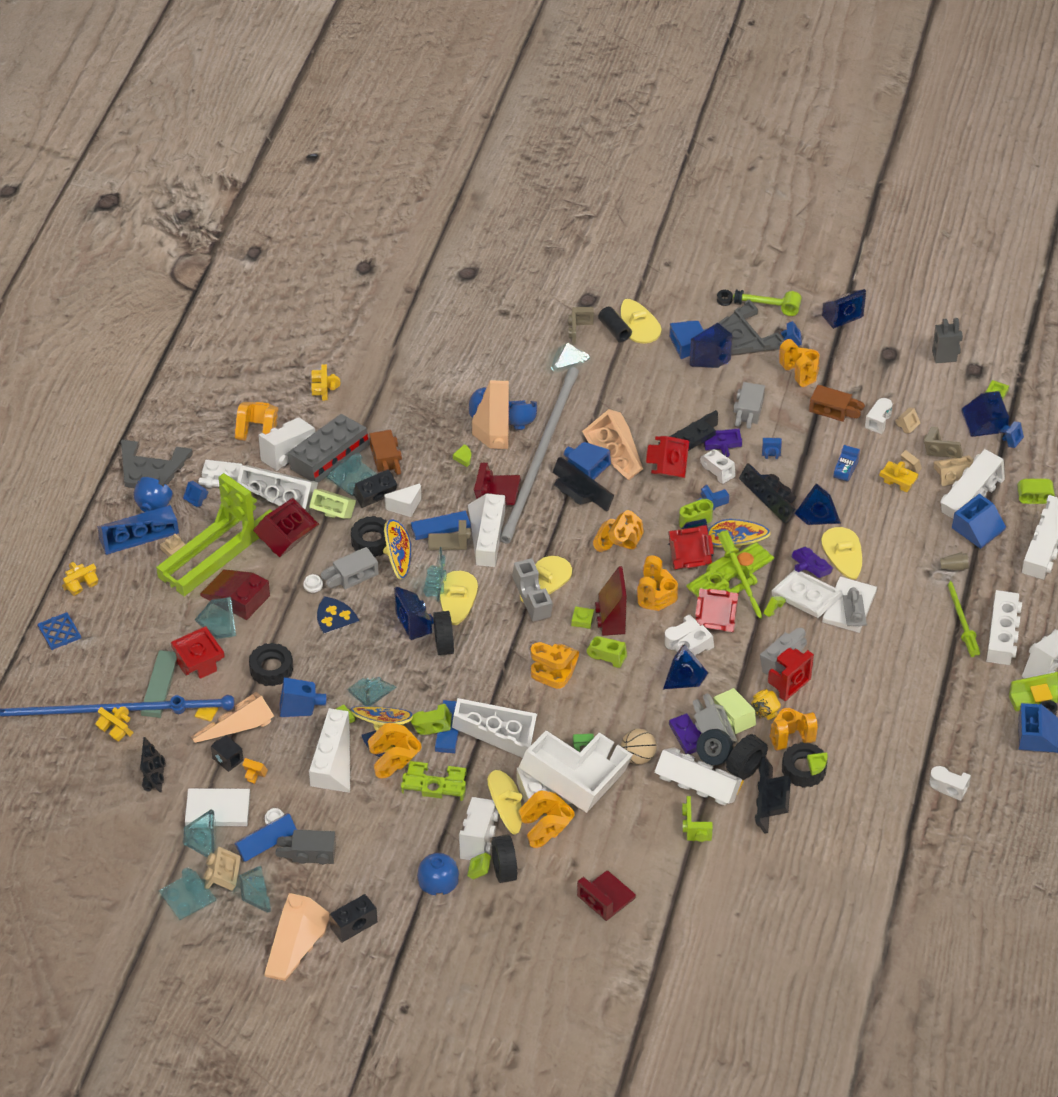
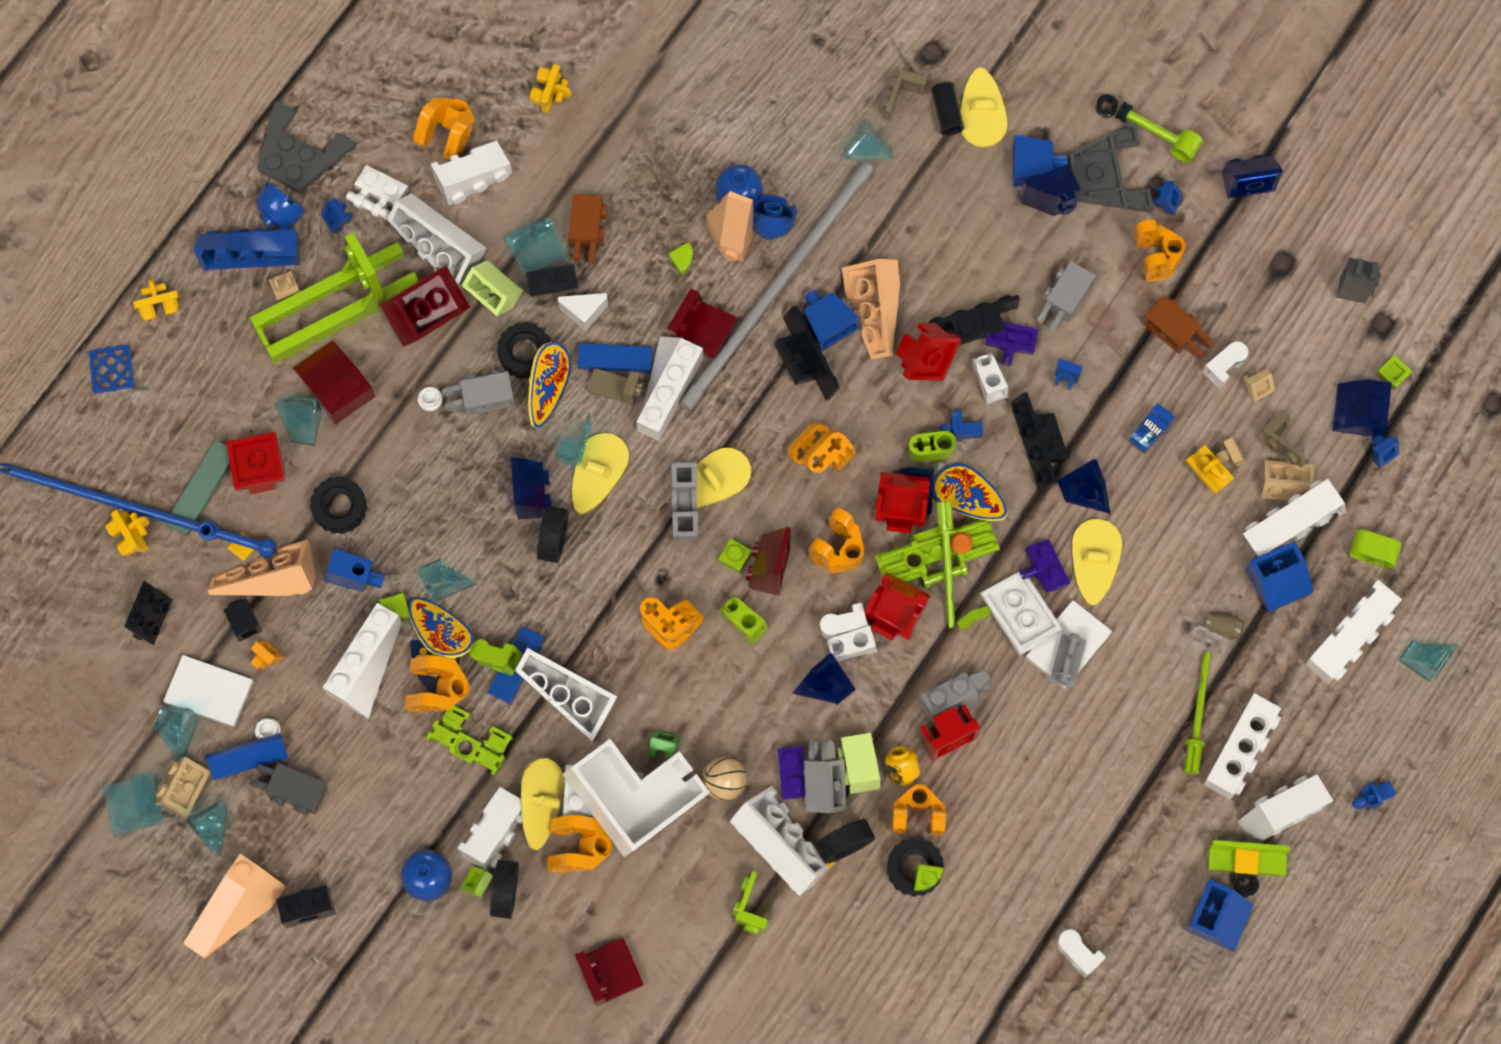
camera: 20 degrees right, 25 degrees up
(328, 448) = (517, 199): dark grey brick -> none
(334, 614) = (441, 451): dark blue sticker -> none
(705, 742) = (819, 808): black bush -> none
(772, 796) = (858, 899): black bracket -> none

